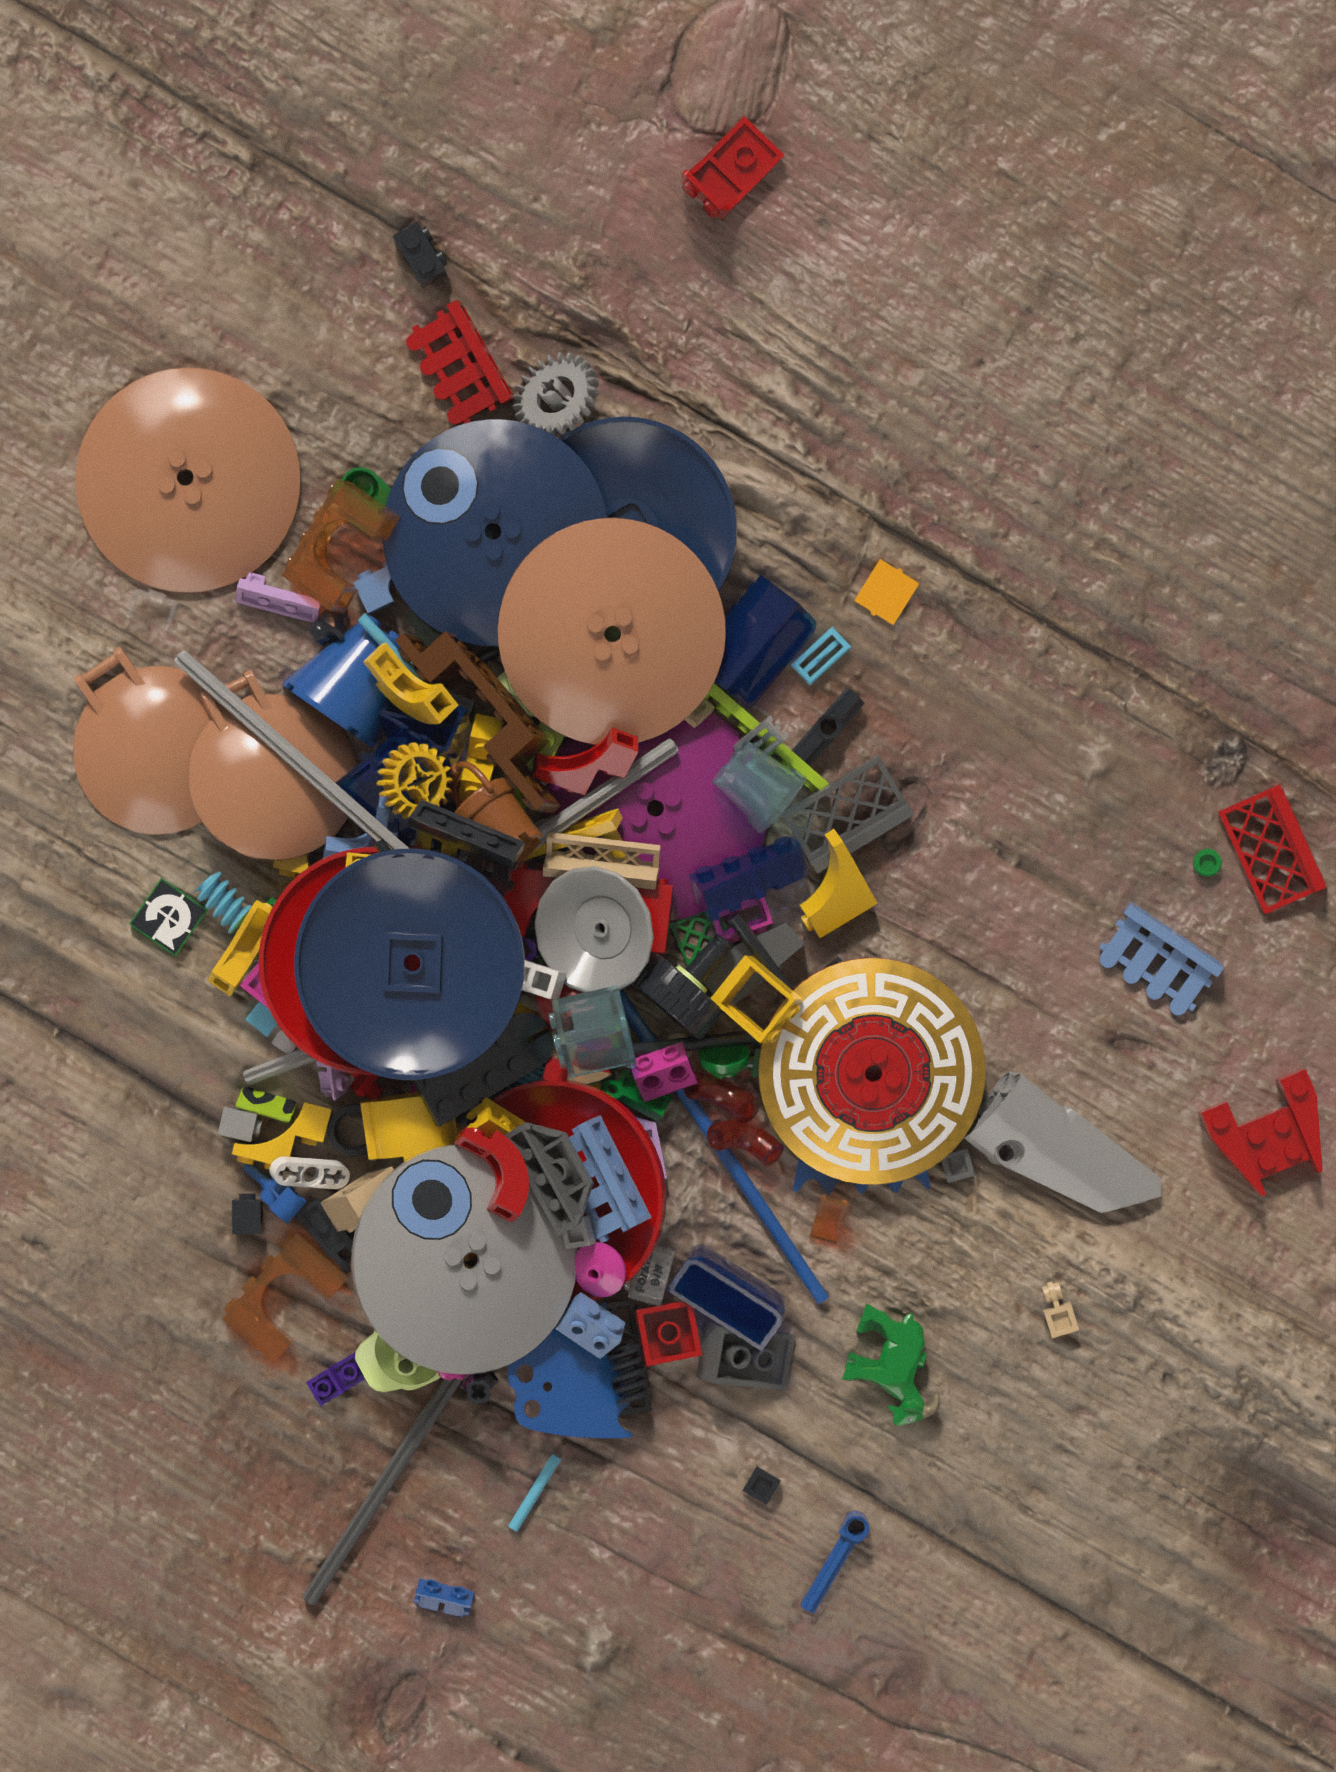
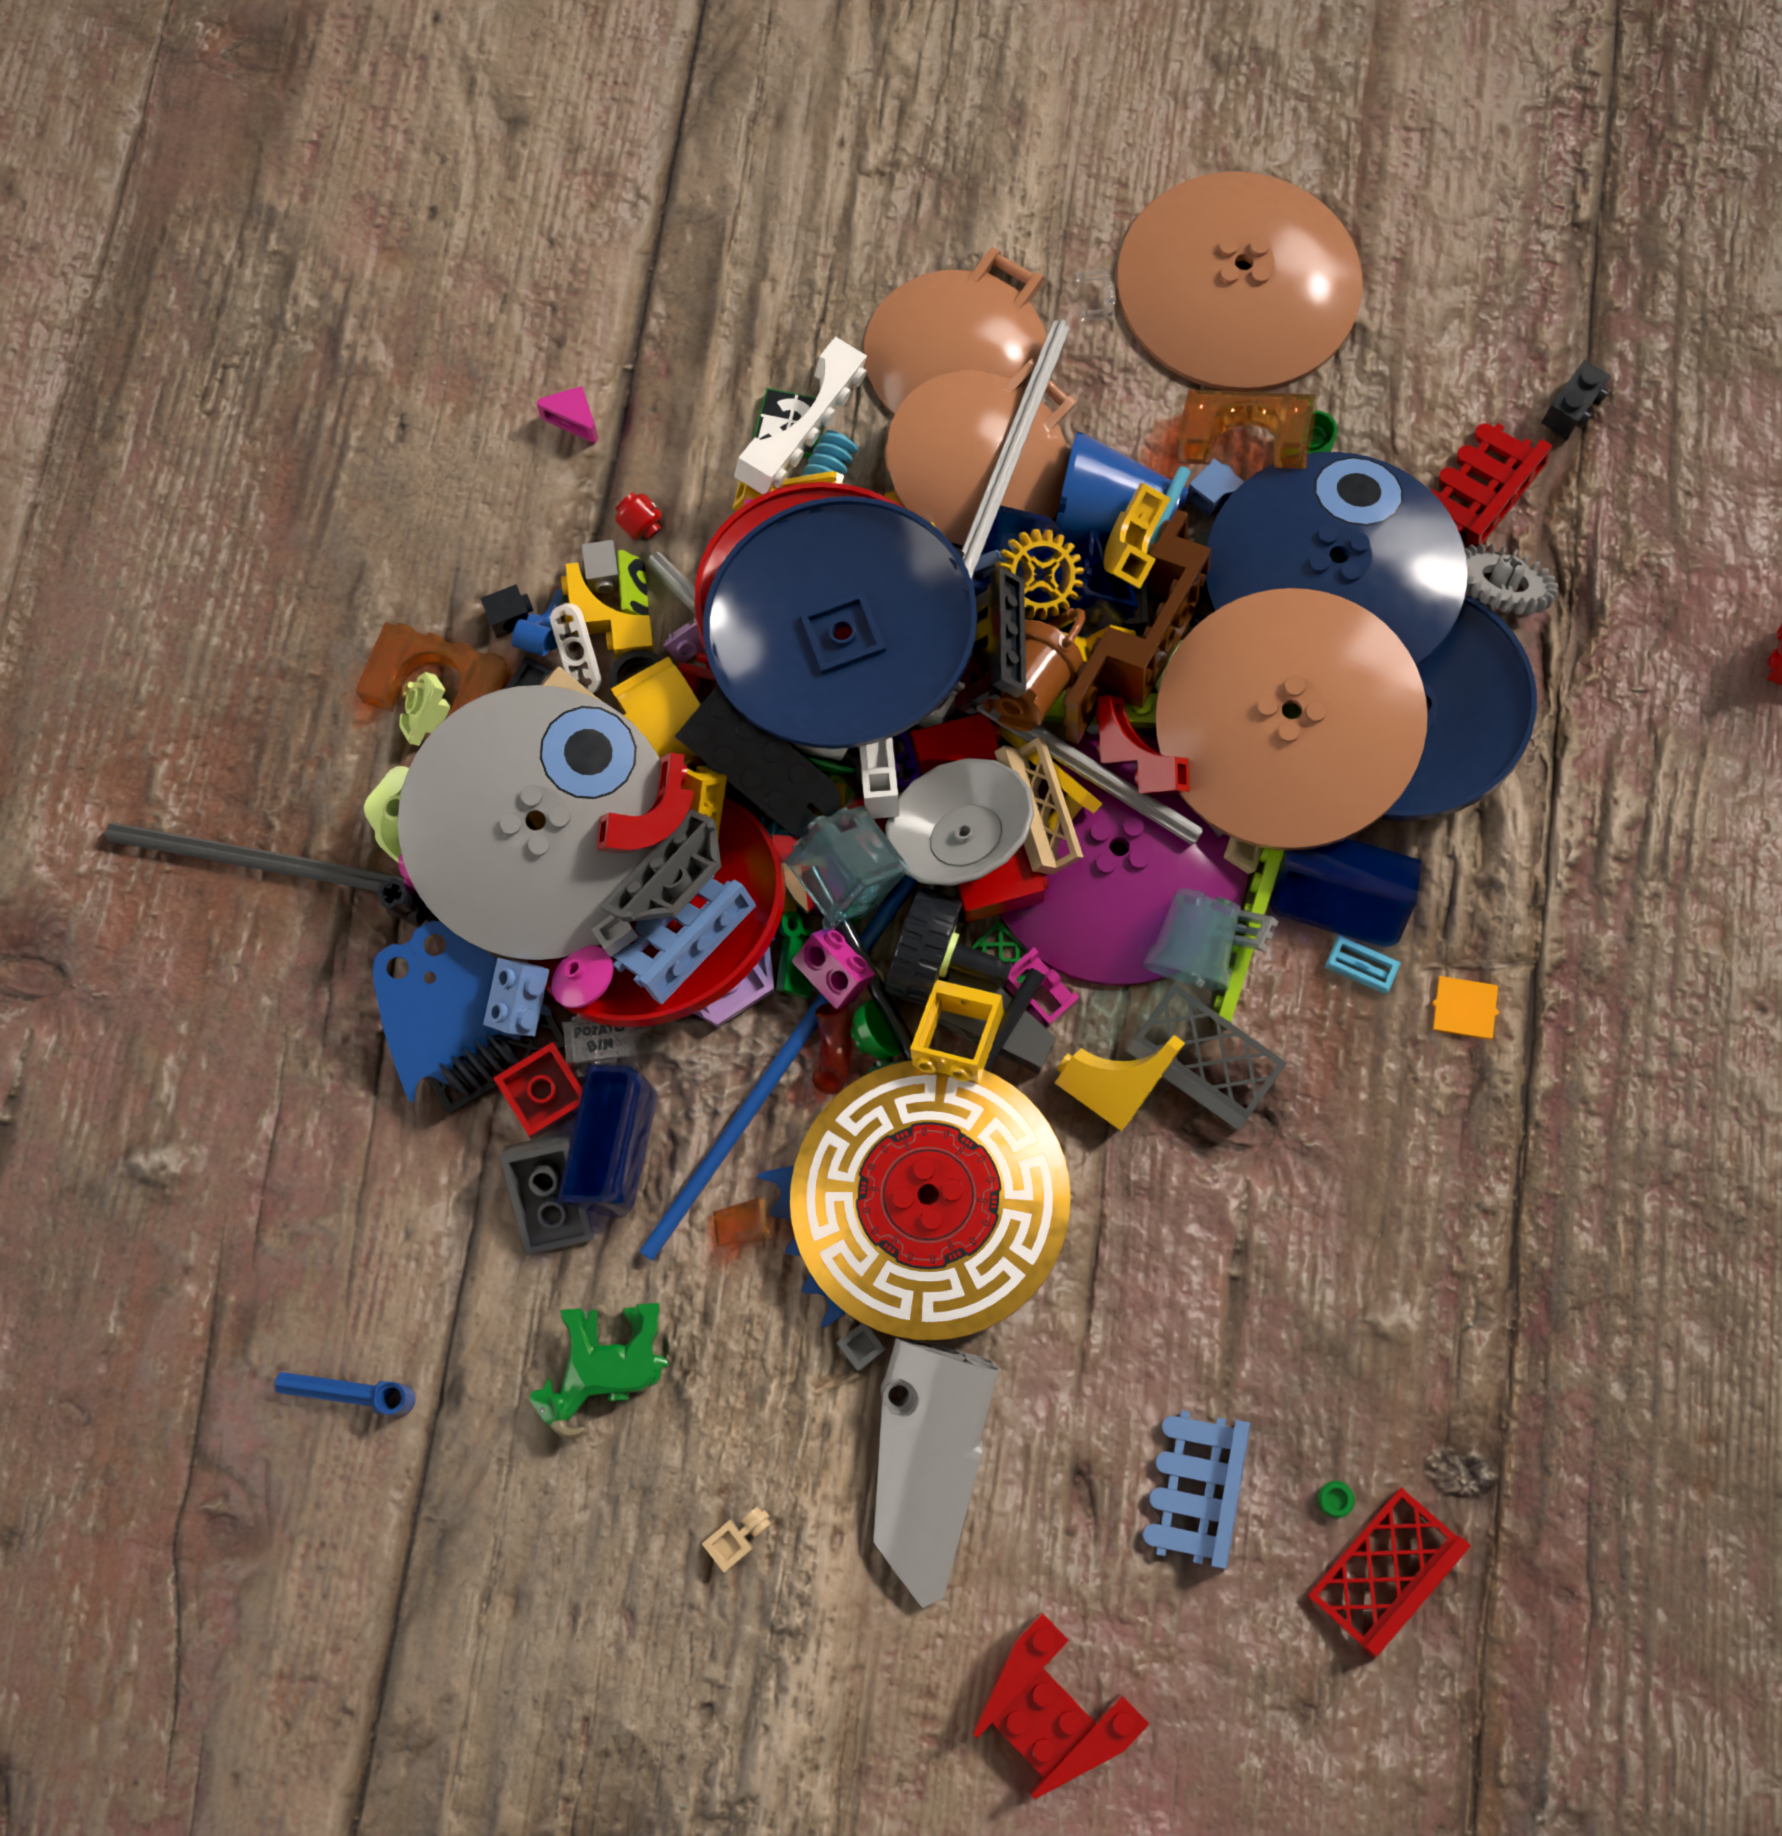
camera: 65 degrees right, 15 degrees down
(85, 1096) = (570, 412): none -> dark pink slope
(141, 860) = (767, 460): none -> white arch
(206, 1076) = (638, 516): none -> red head
(256, 594) = (1158, 383): lavender hinge -> none
(308, 1313) = (423, 707): none -> yellowish green plate
(329, 626) = (1158, 457): black animal -> none
(335, 1380) = (359, 765): dark purple slope -> none
(432, 1593) = (159, 958): blue hinge -> none
(534, 1492) = (311, 1023): medium azure bar -> none
(747, 1137) = (797, 1092): clear red cylinder -> none
(748, 876) = (1090, 975): clear blue wedge -> none
(761, 1485) = (405, 1270): black plate -> none
(840, 712) = (1311, 1006): black piece -> none

